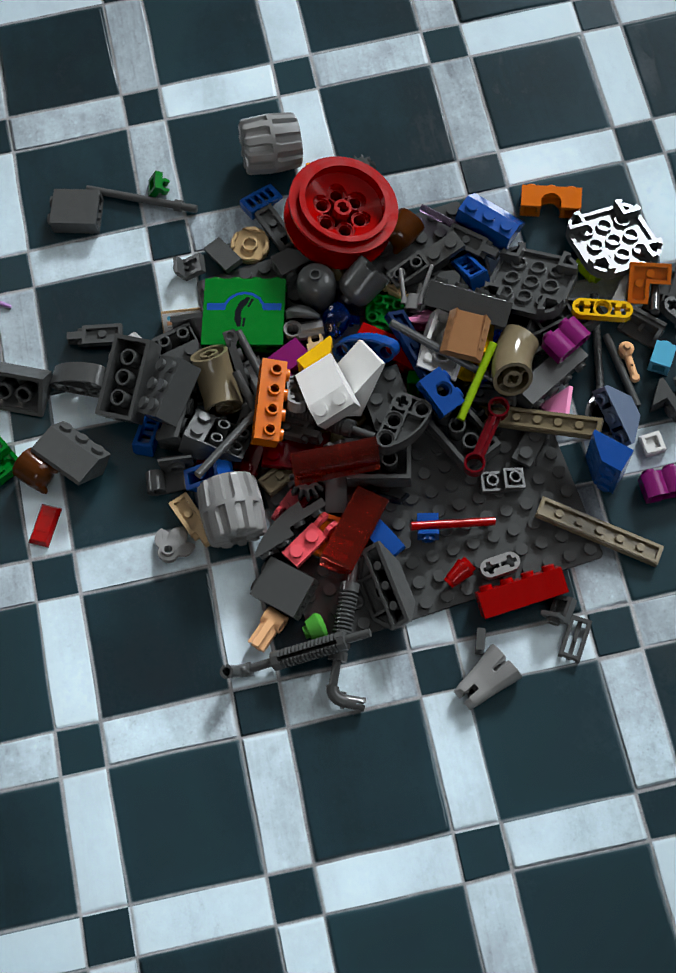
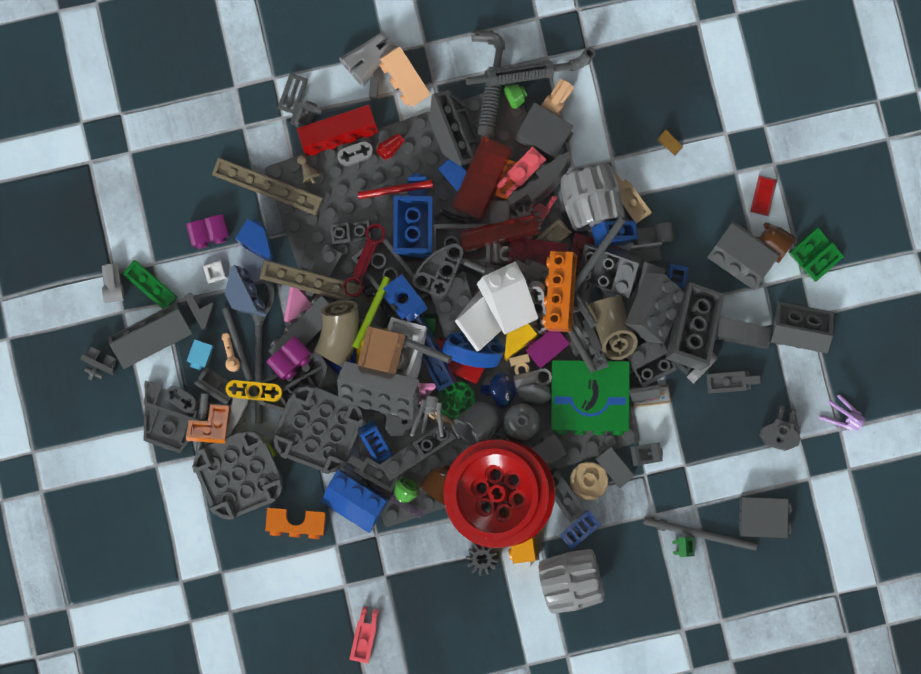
camera: 175 degrees right, 15 degrees up
(50, 286) = (781, 430): none -> dark grey hinge
(143, 582) = (670, 142): none -> pearl gold piece
(173, 541) = (644, 180): light grey plate -> none
(432, 478) = (412, 226): none -> blue slope
(436, 226) = (406, 490): none -> bright green cone
(445, 651) = (404, 77): none -> light nougat brick
(477, 104) = (364, 637): none -> coral hinge
(552, 543) = (309, 173): none -> dark tan piece

